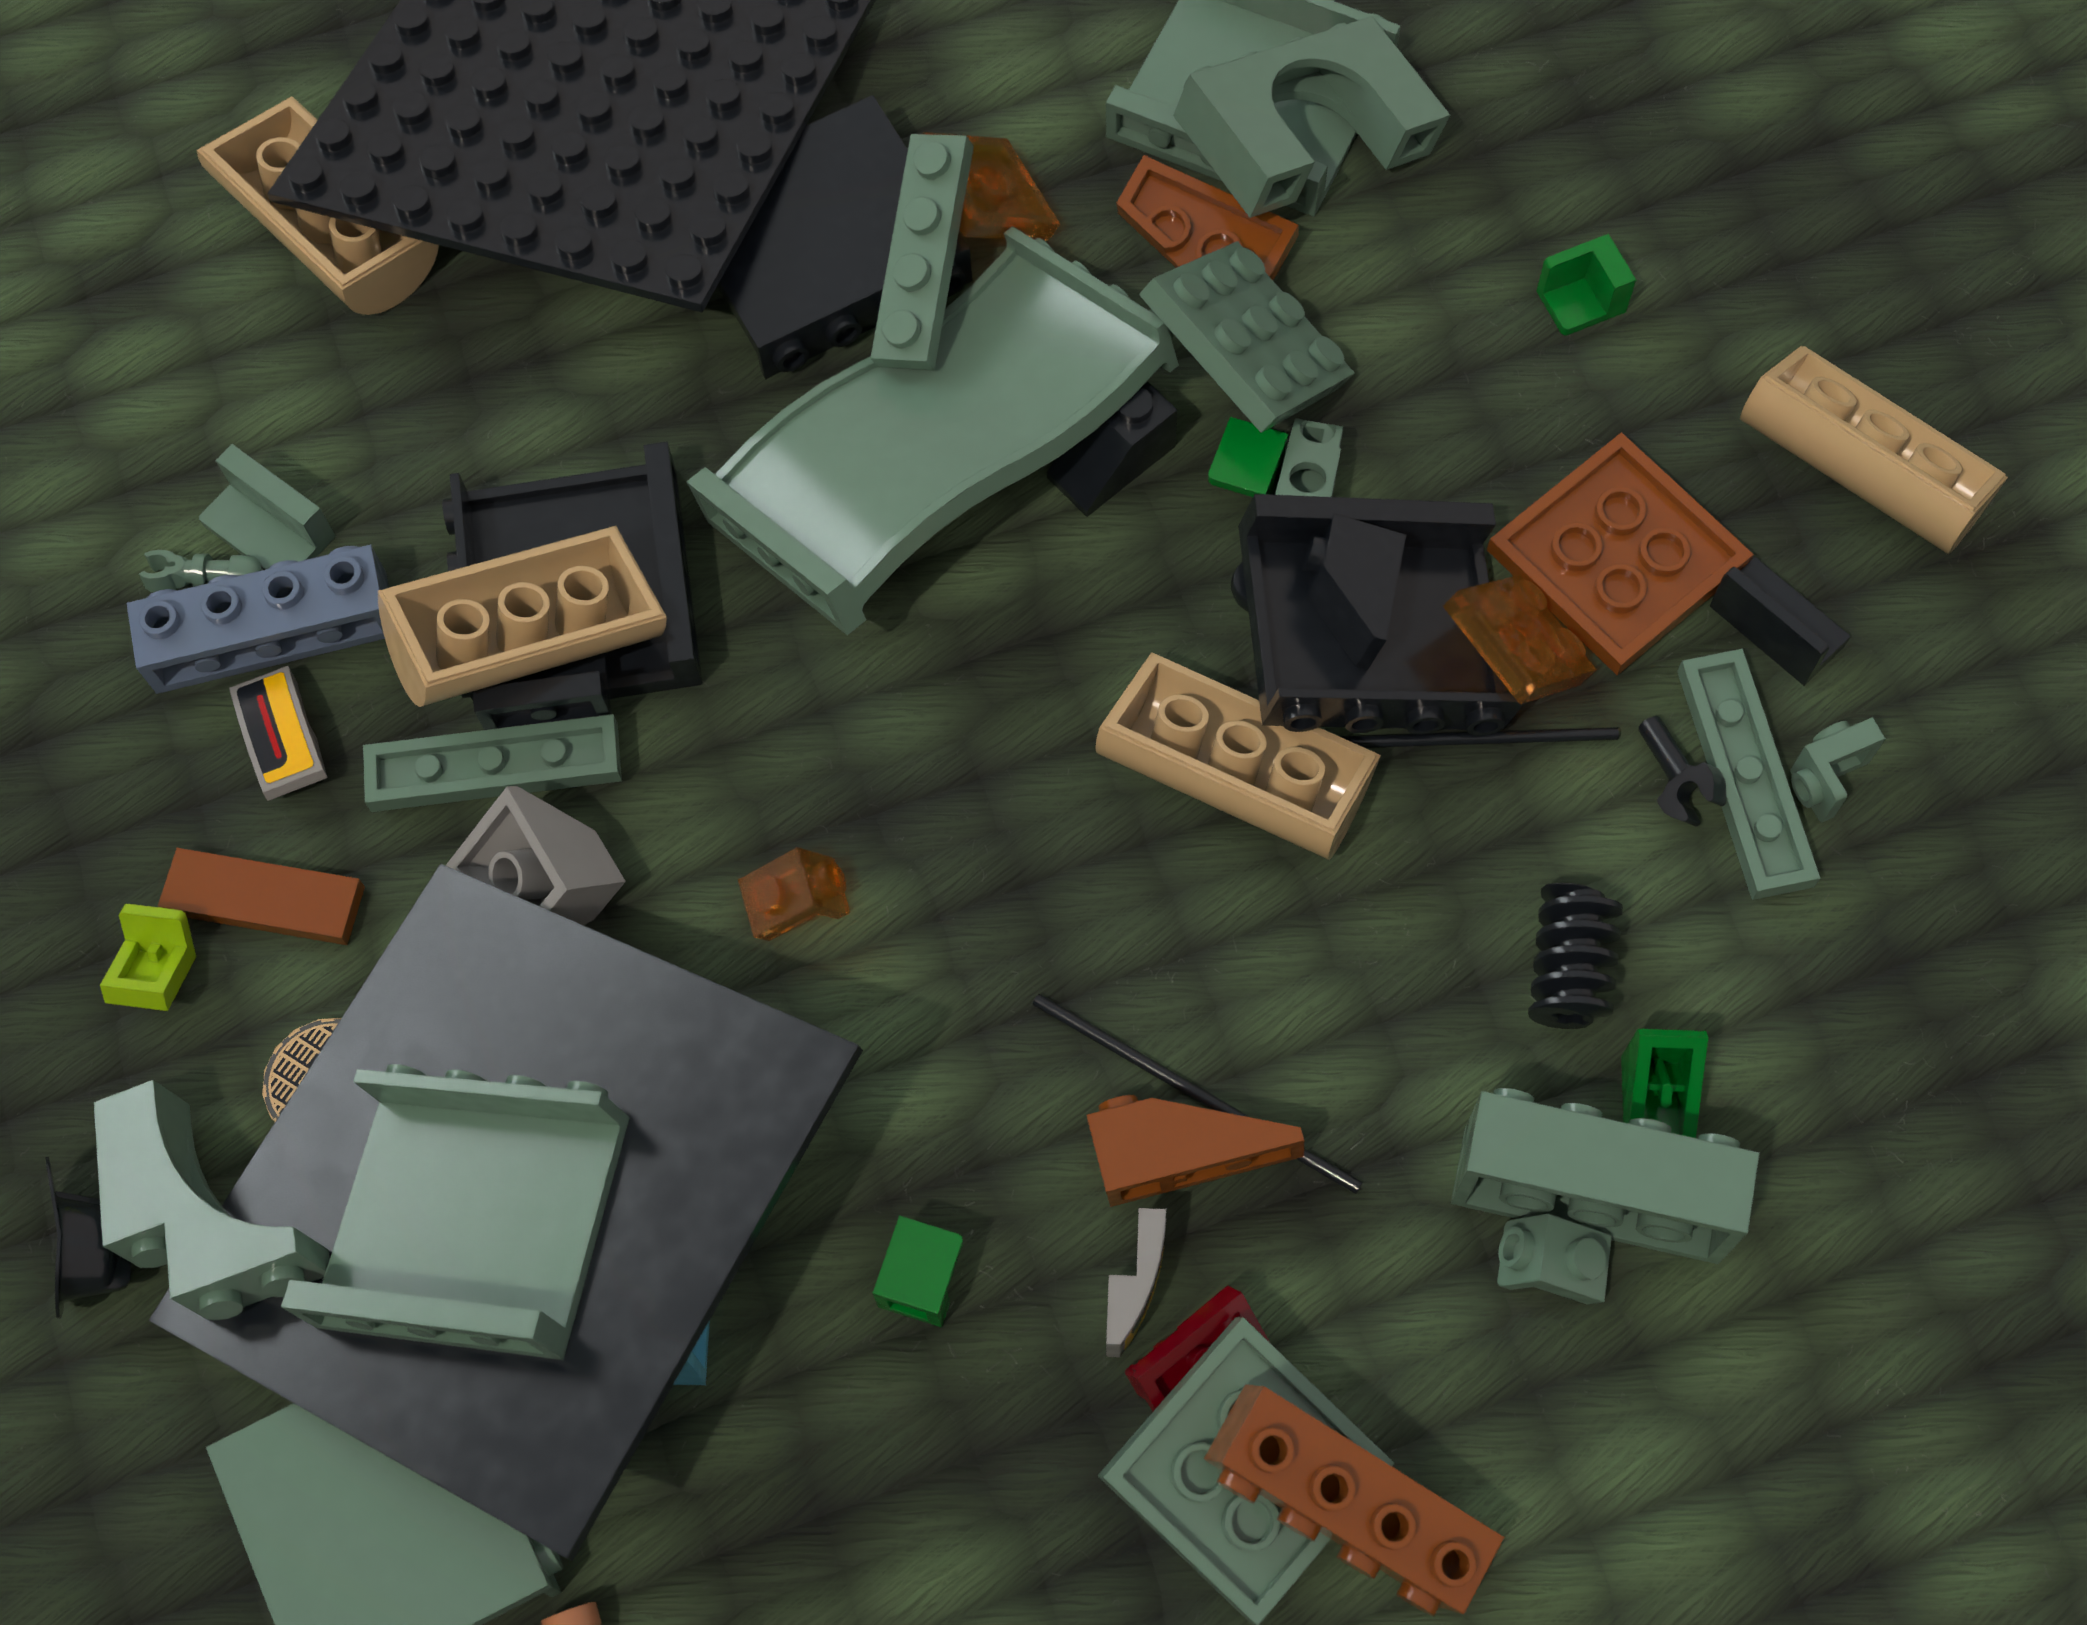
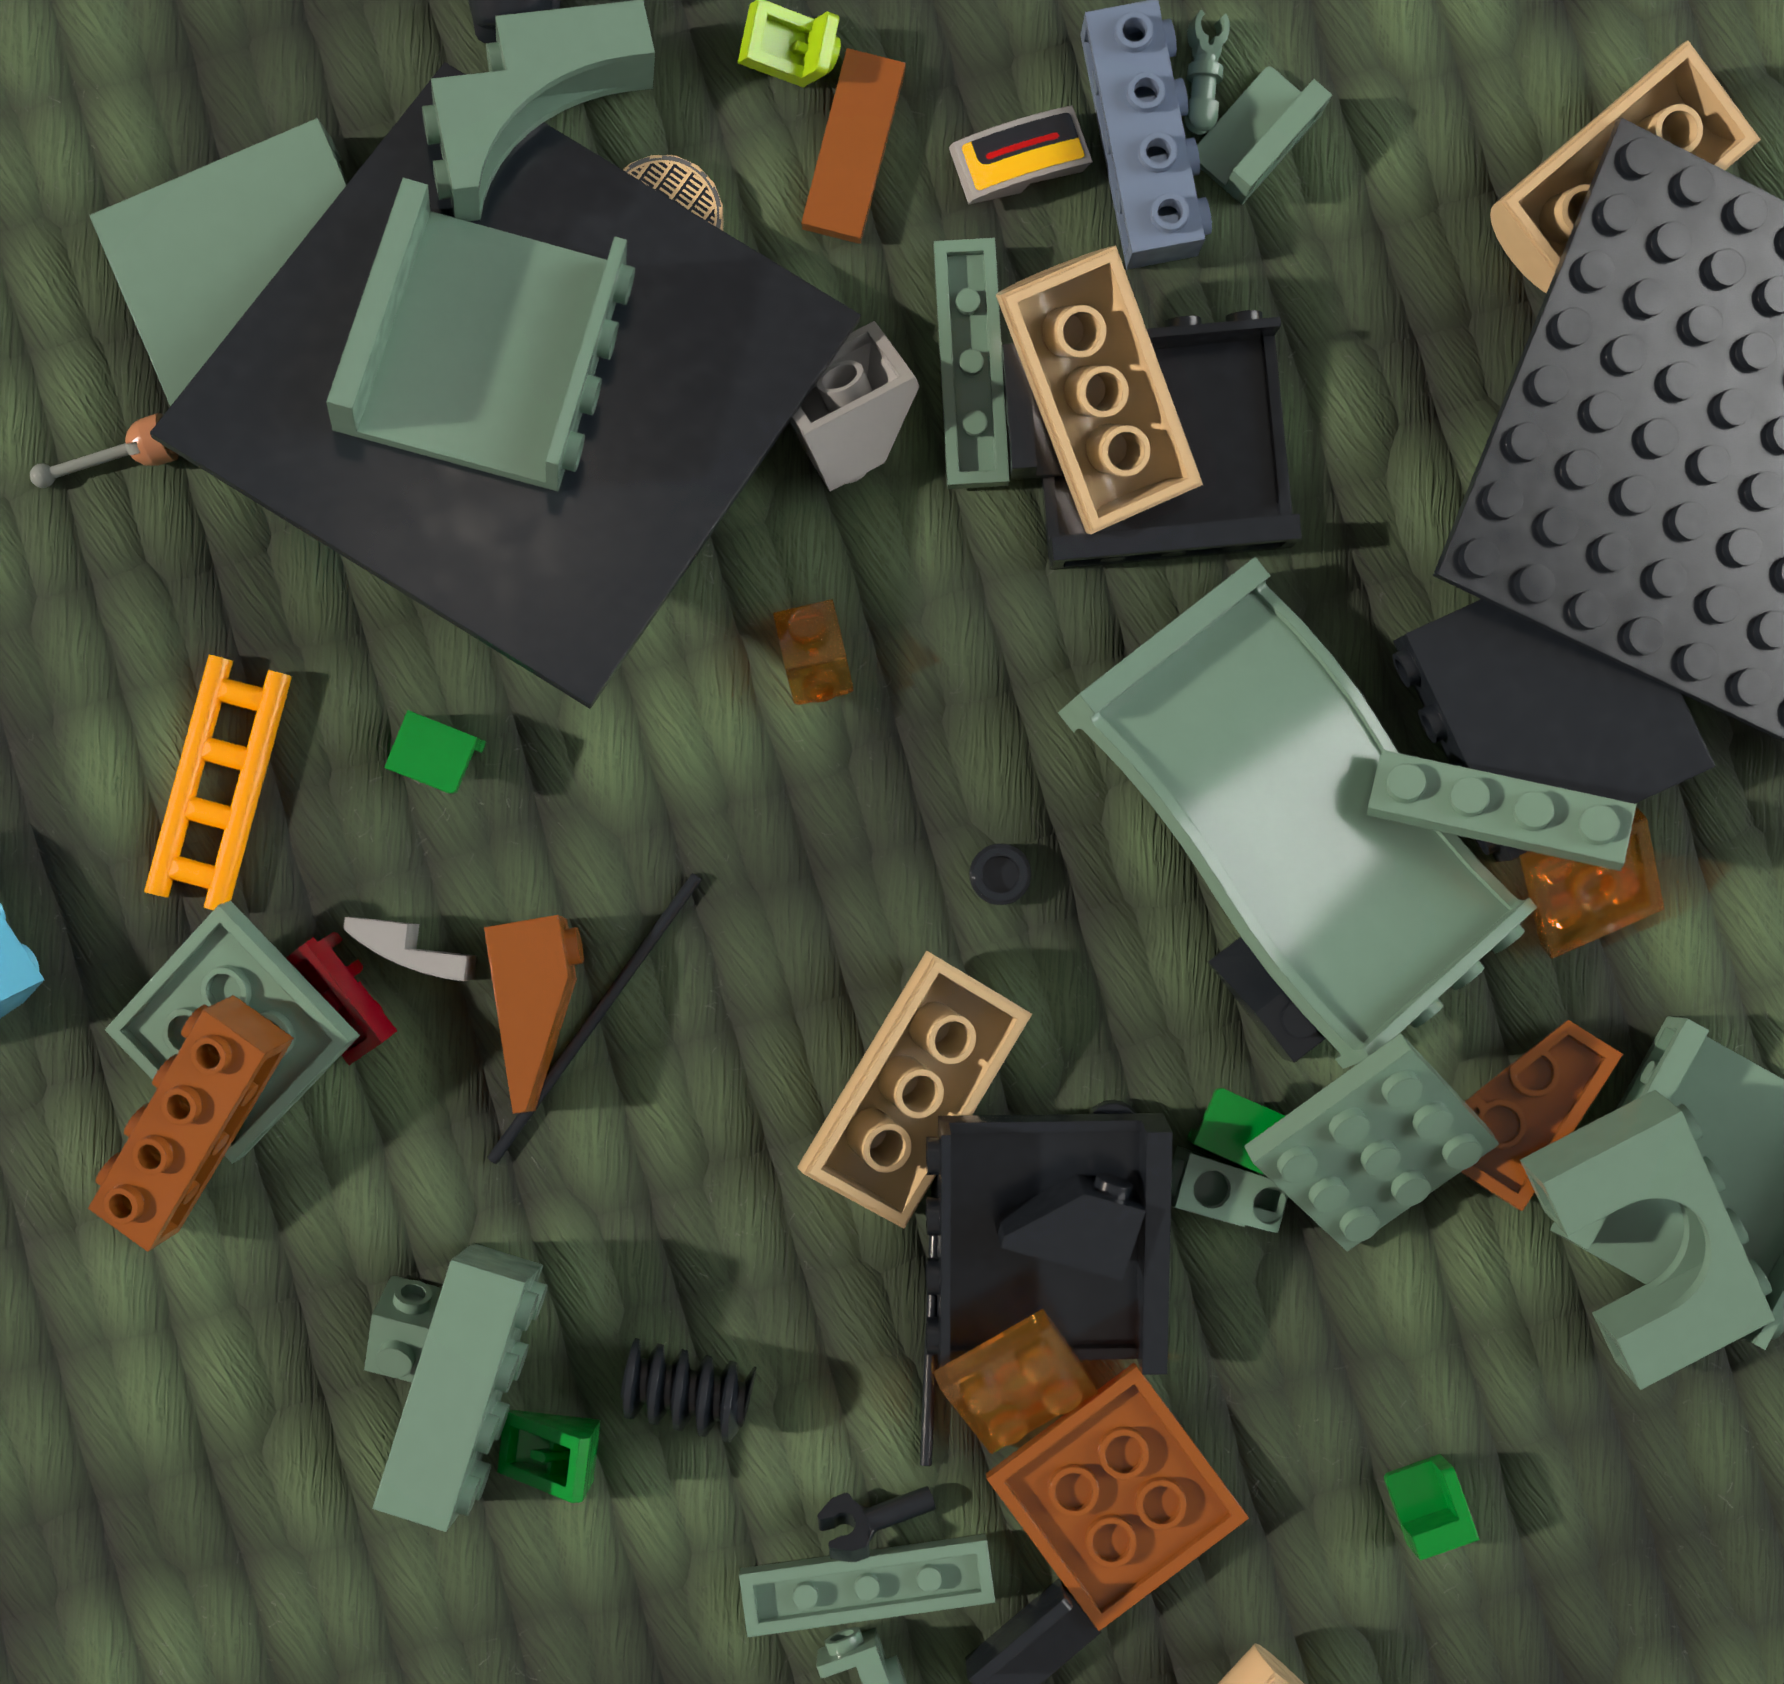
camera: 90 degrees right, 20 degrees up
(991, 1561) = (202, 748): none -> light orange bar
(1013, 704) = (1000, 874): none -> black tile

